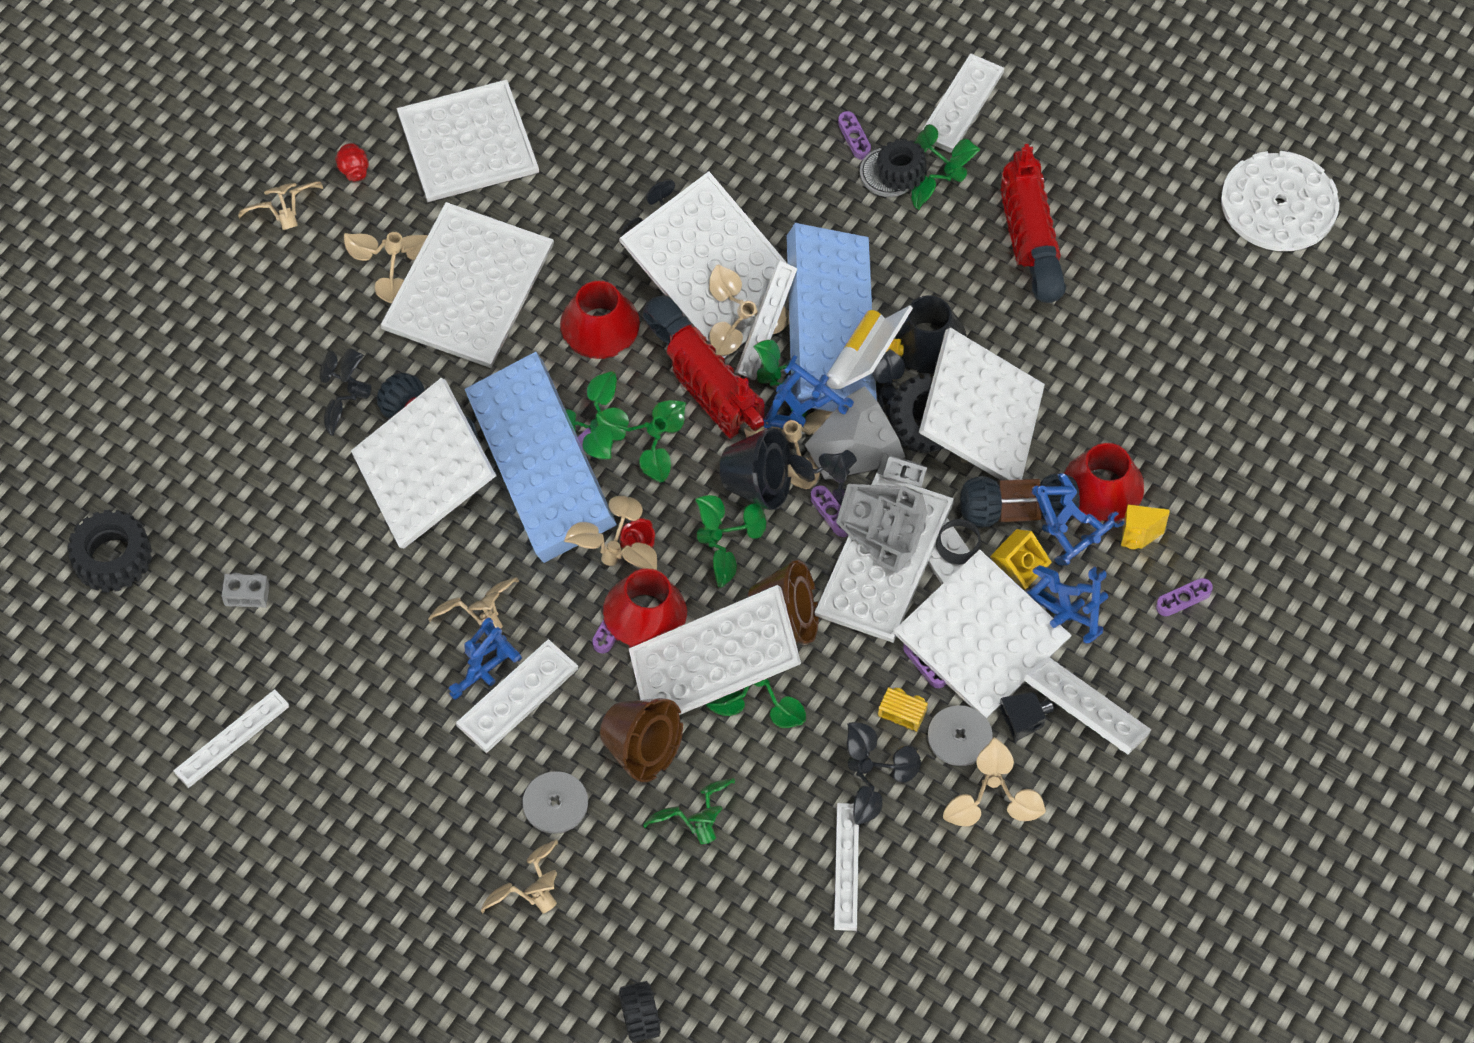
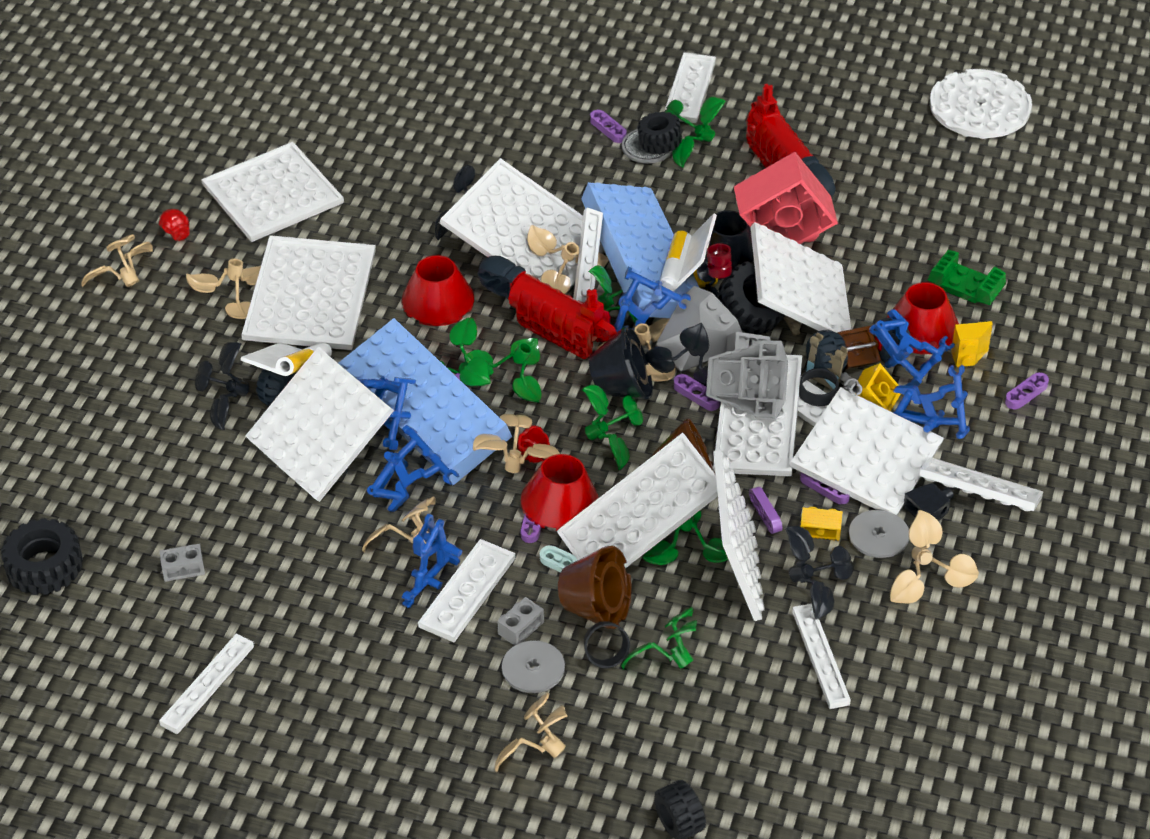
camera: 15 degrees left, 15 degrees down
(414, 370) = (283, 358): none -> white door
(487, 530) = (397, 463): none -> blue piece
(509, 443) = (399, 387): none -> blue piece
(561, 751) = (520, 621): none -> light grey brick
(620, 684) = (559, 558): none -> light aqua plate
(631, 817) = (619, 657): none -> black tyre
(797, 718) = (738, 535): none -> white plate
(851, 677) = (765, 510): none -> medium lavender beam
(894, 370) = (719, 261): none -> dark red wheel
(985, 517) = (836, 360): none -> dark tan flag
(992, 548) = (850, 384): none -> light grey pin
(997, 304) = (787, 200): none -> coral brick
(1172, 439) = (965, 281): none -> green plate

